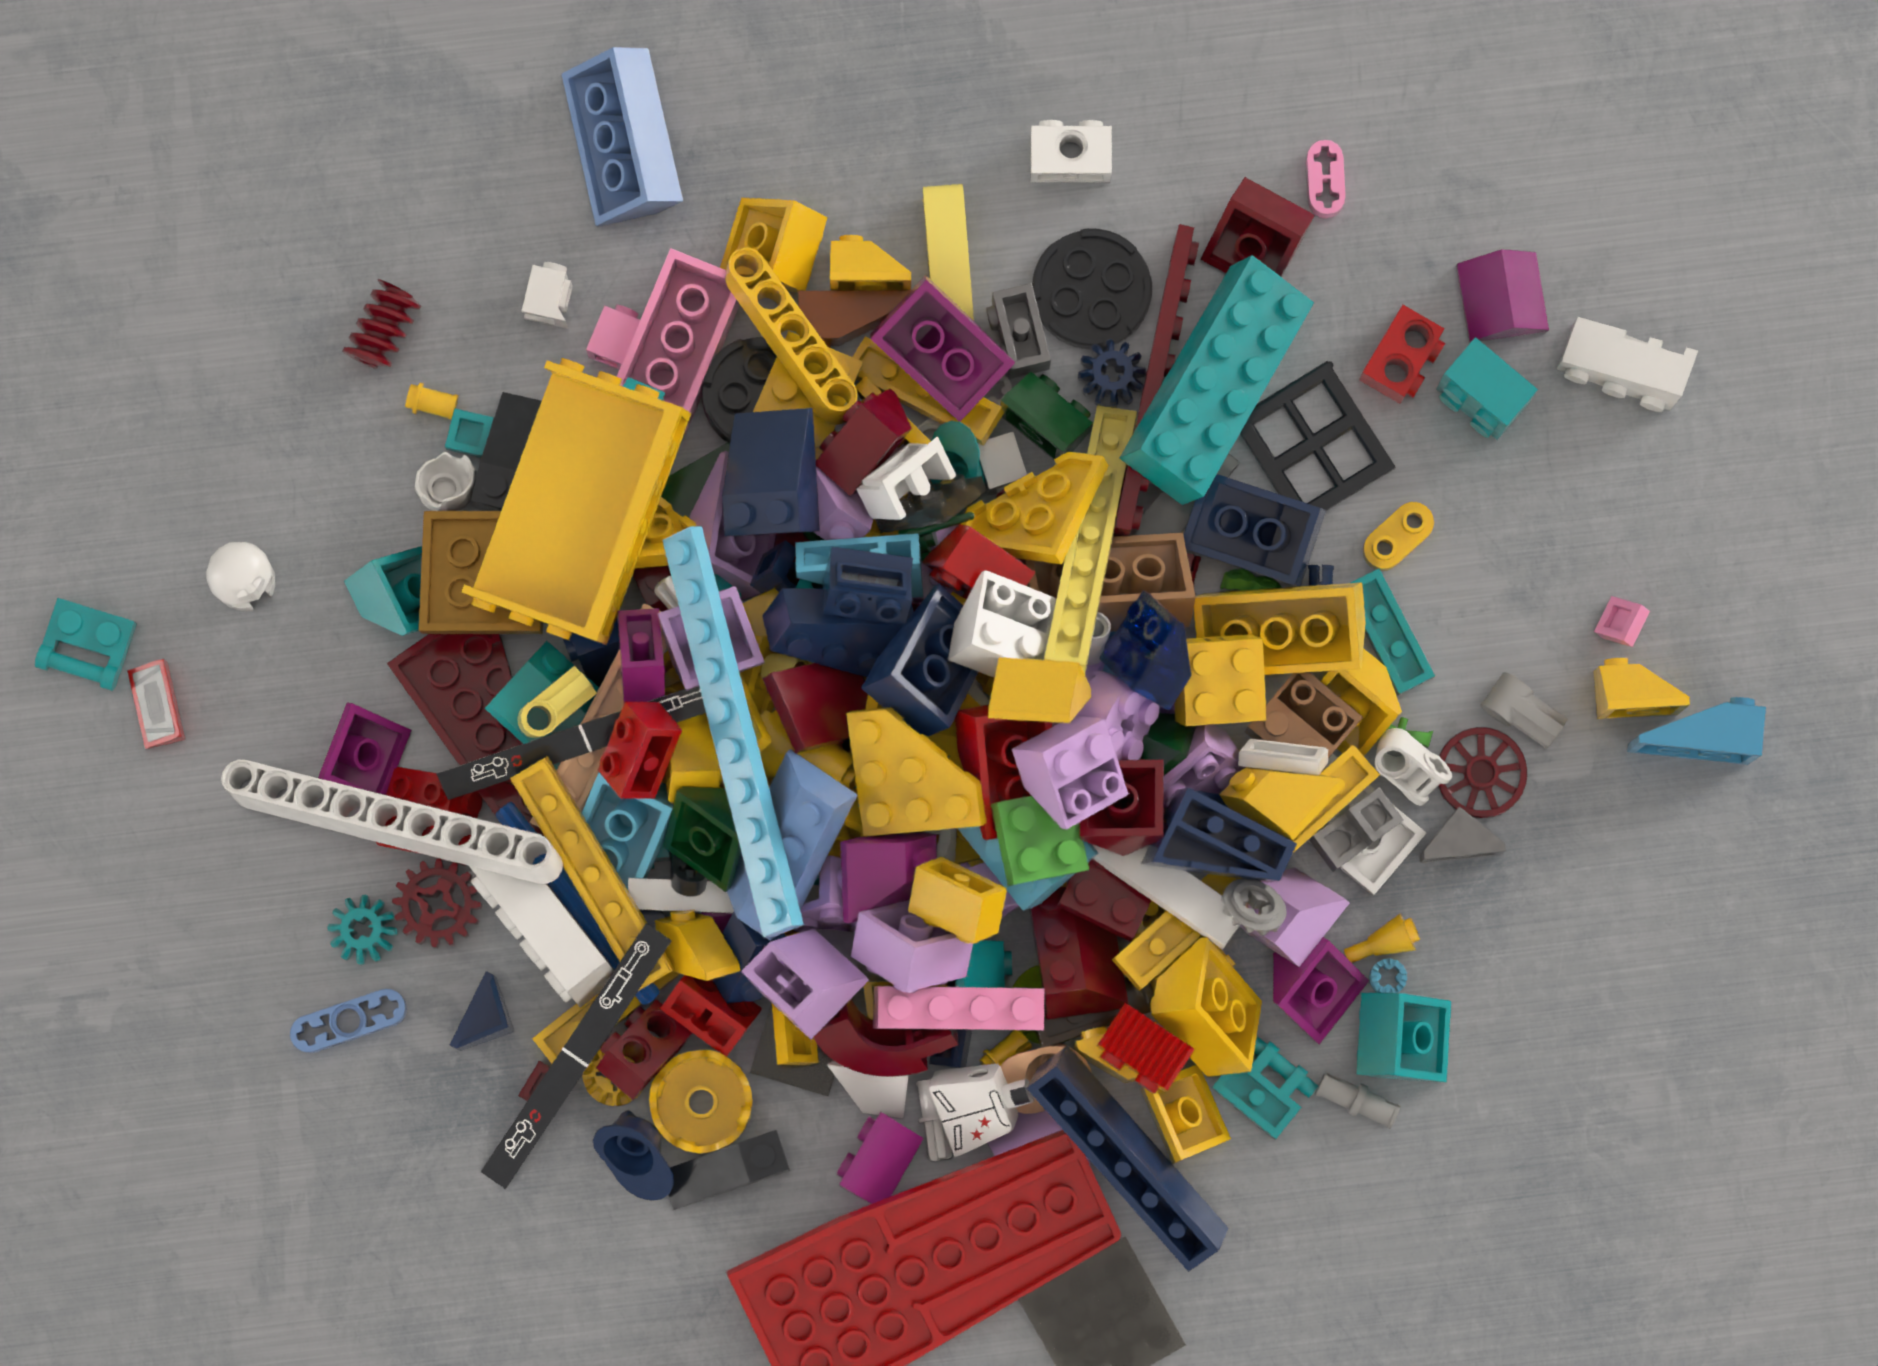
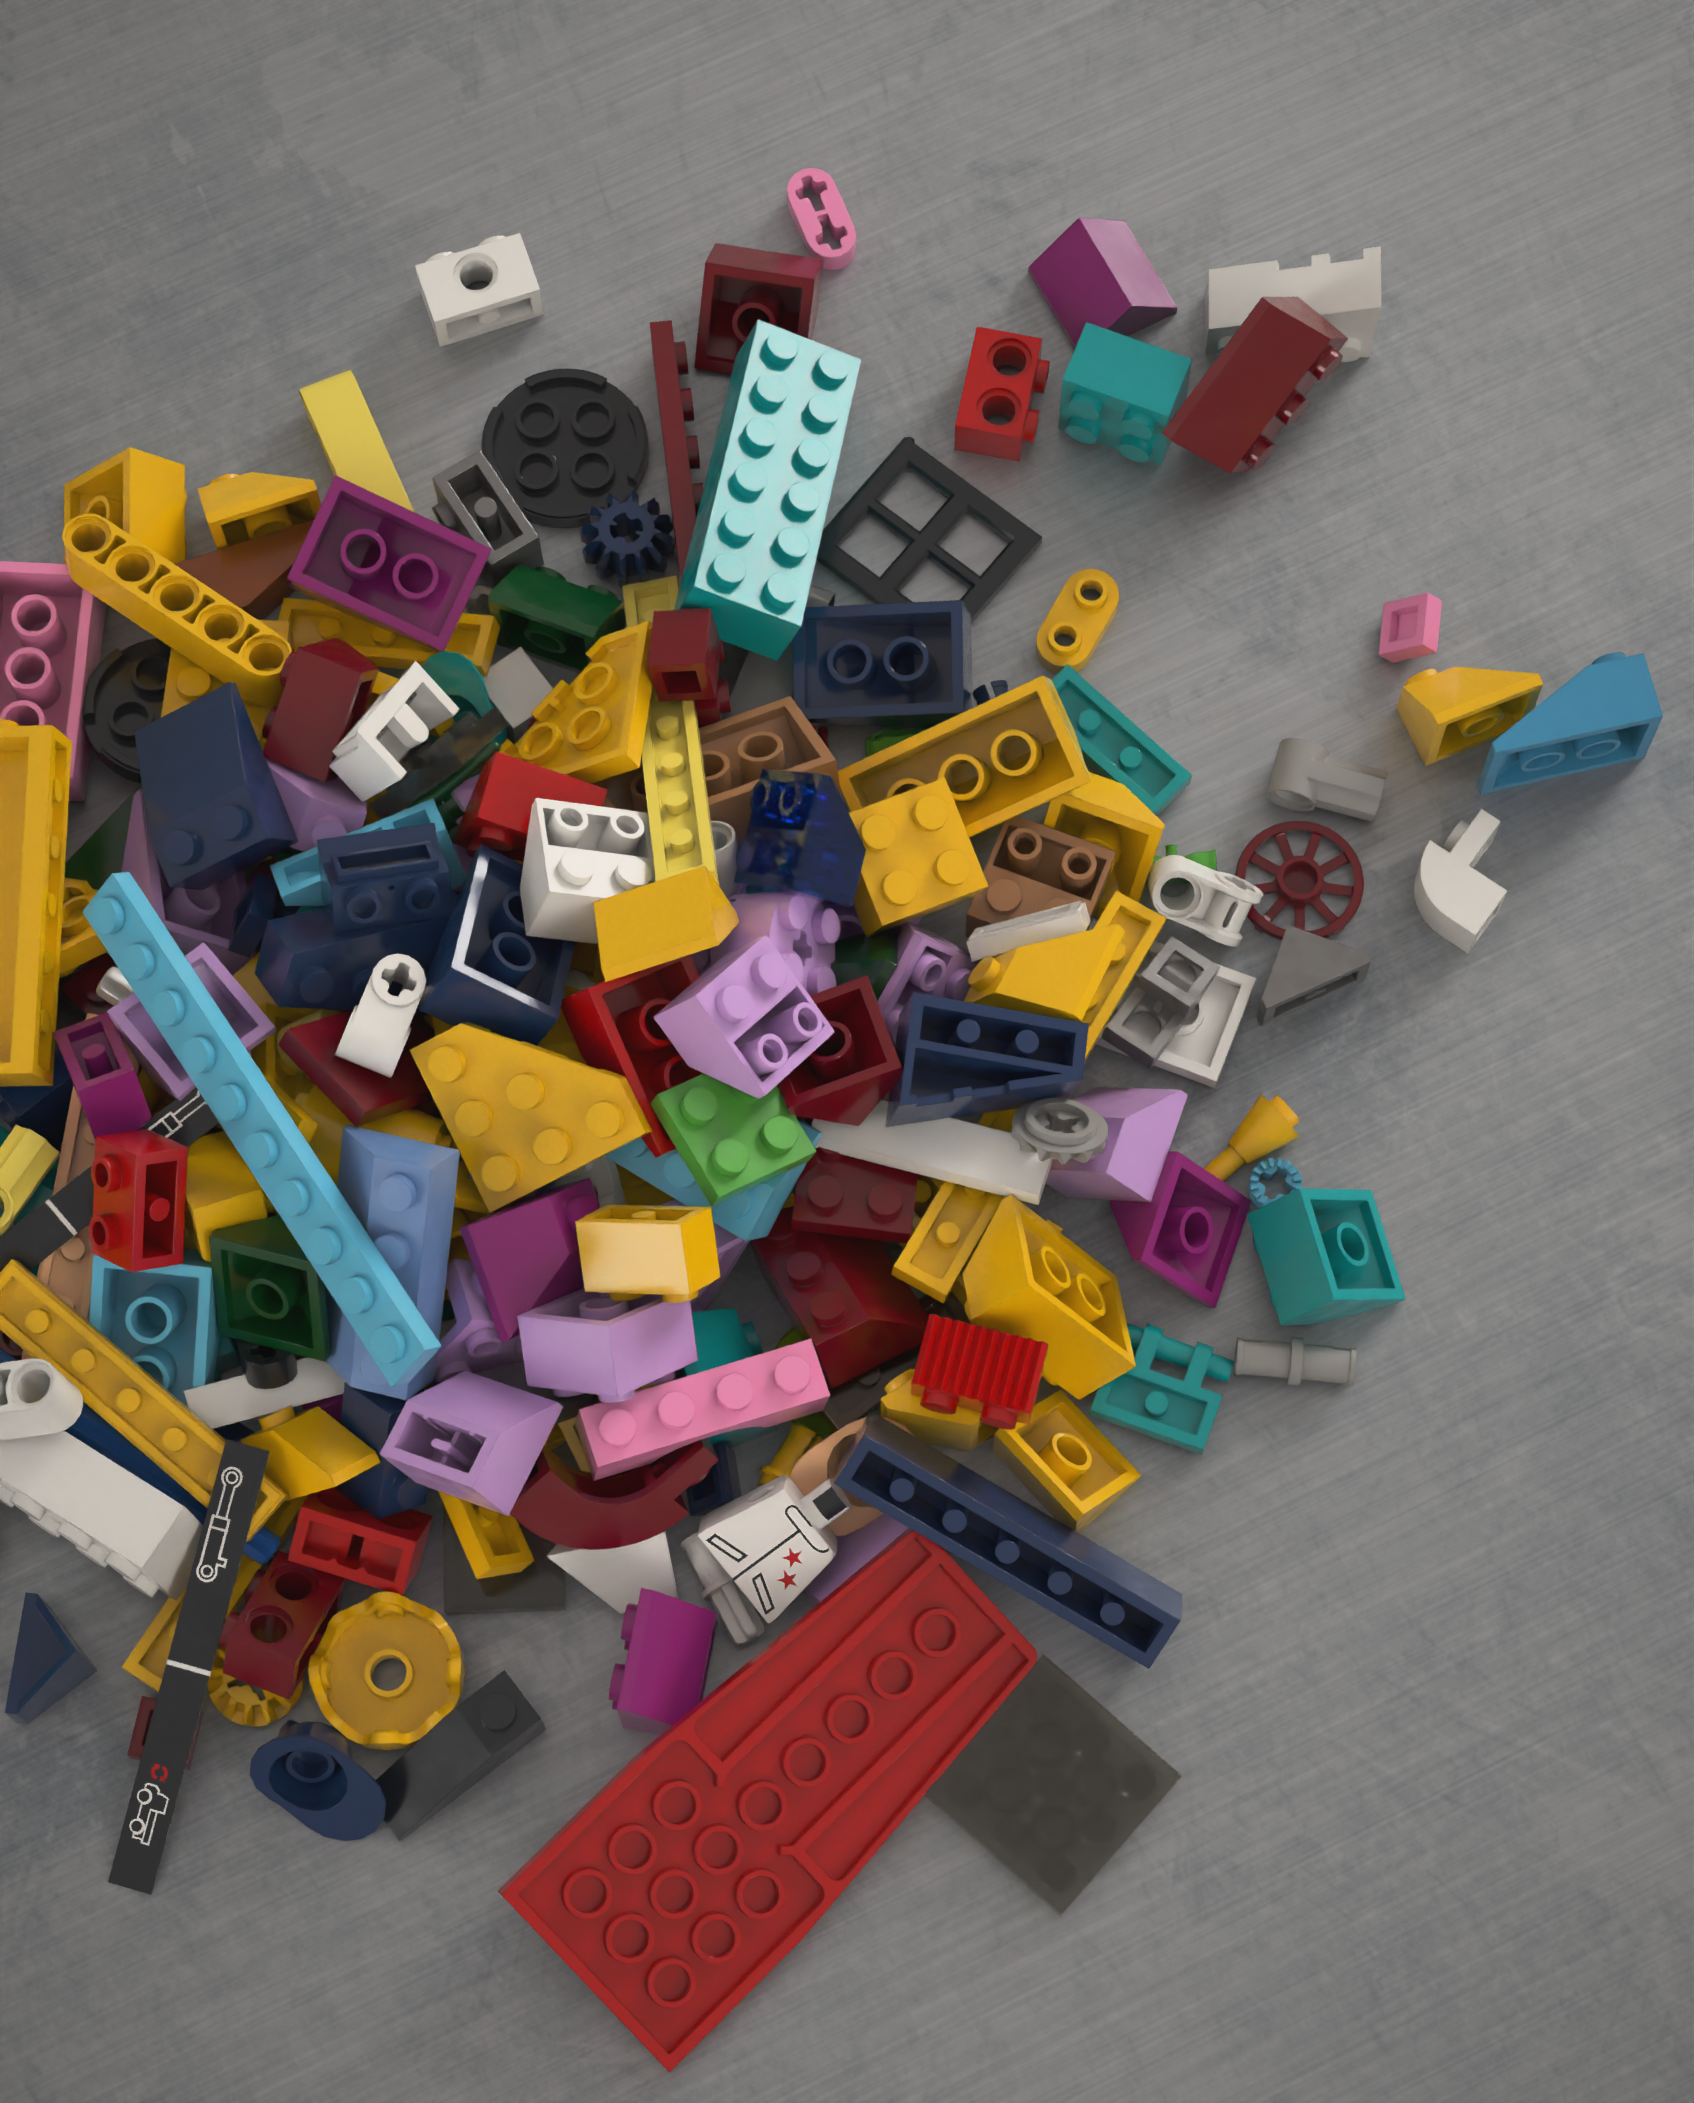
camera: 15 degrees left, 10 degrees down
(832, 689) = (382, 1021): none -> white piece
(1119, 489) = (684, 655): none -> dark red brick
(1578, 817) = (1451, 892): none -> white brick
(1579, 419) = (1257, 384): none -> dark red slope

